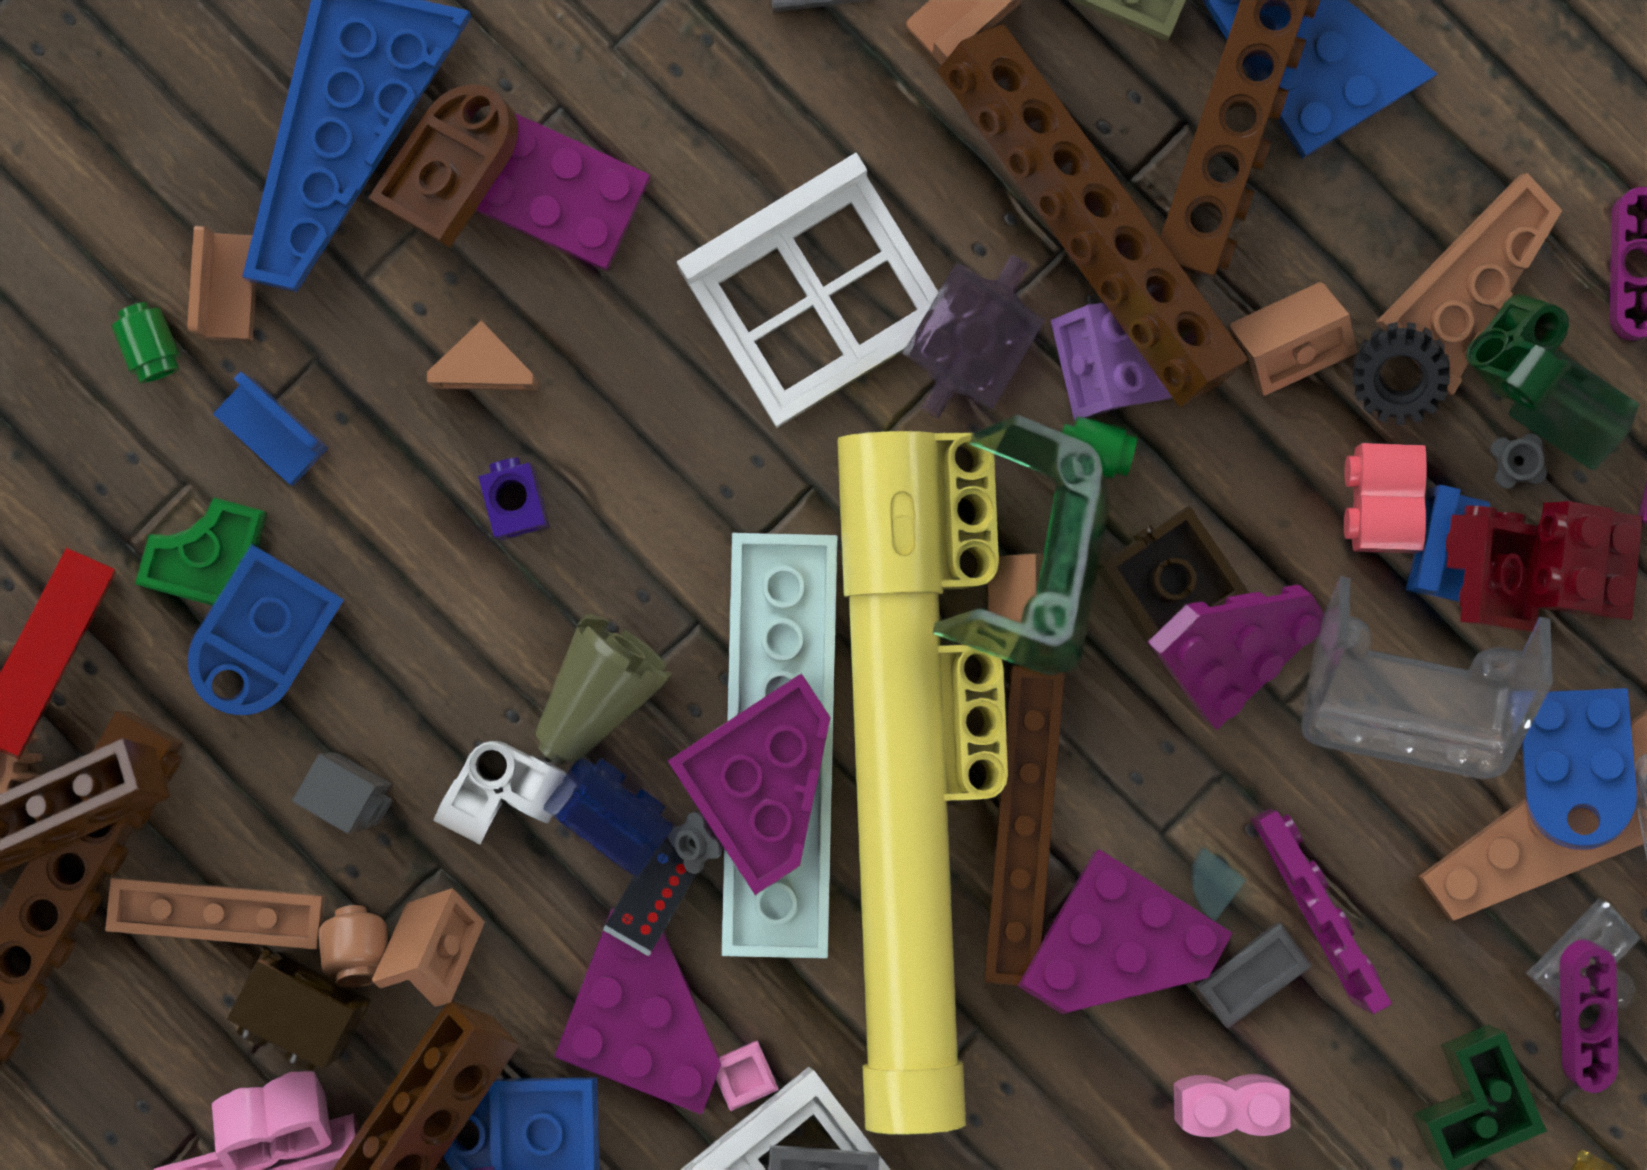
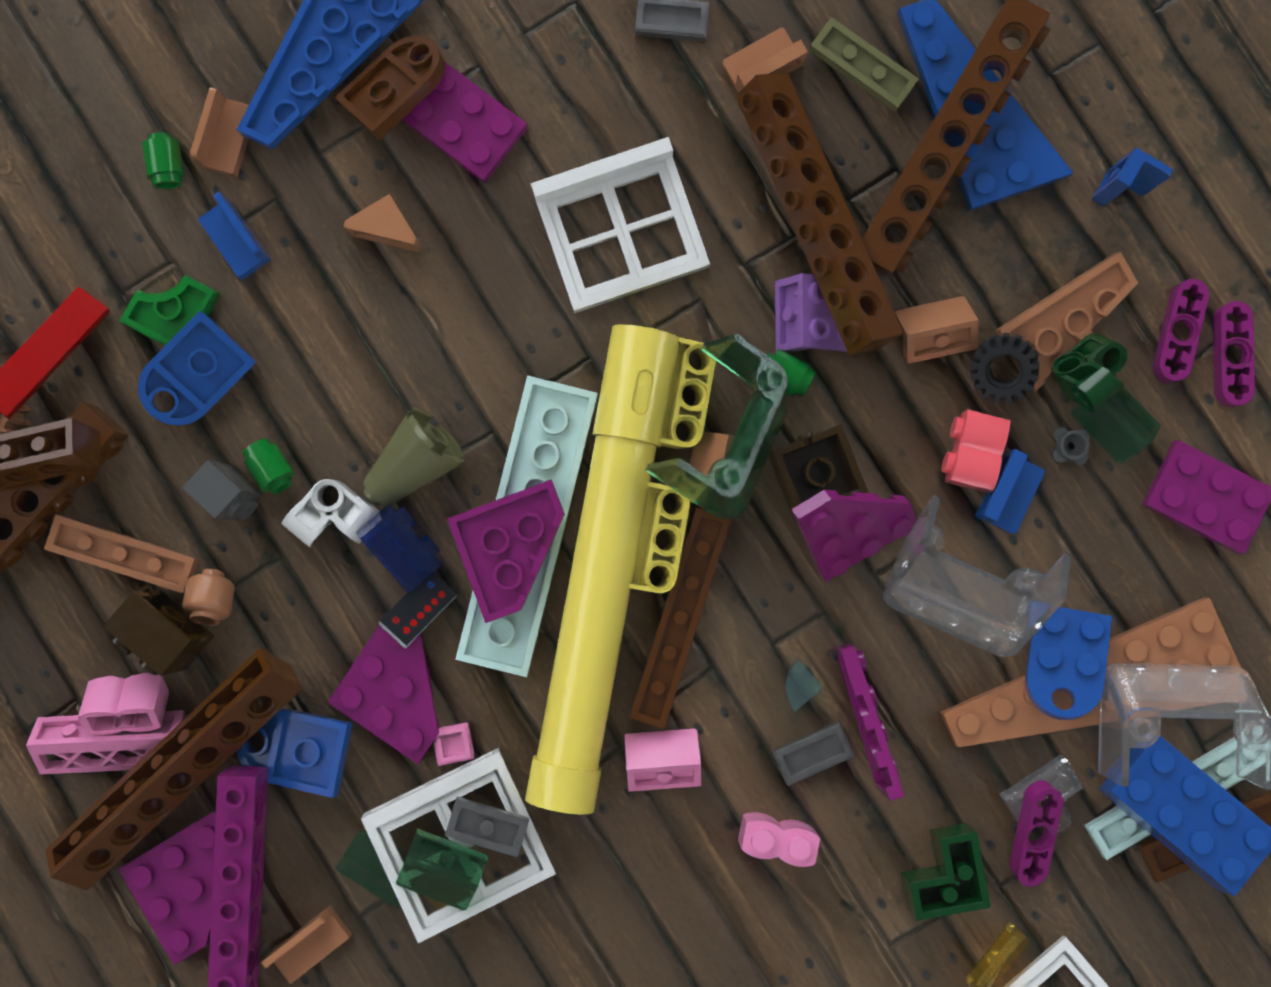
camera: 15 degrees right, 0 degrees up
(395, 743) = (268, 466): none -> green brick
(431, 946) = (259, 609): nougat panel -> none
(530, 516) = (391, 335): dark purple brick -> none
(695, 842) = (454, 579): dark grey plate -> none
(973, 336) = (720, 279): clear purple plate -> none
(1039, 1040) = (662, 760): none -> bright pink panel
(1120, 941) = (727, 710): magenta plate -> none
(1498, 564) = (1044, 513): dark red plate -> none
(1517, 57) = (1134, 171): none -> blue panel
(1587, 560) = (1103, 522): dark red plate -> none

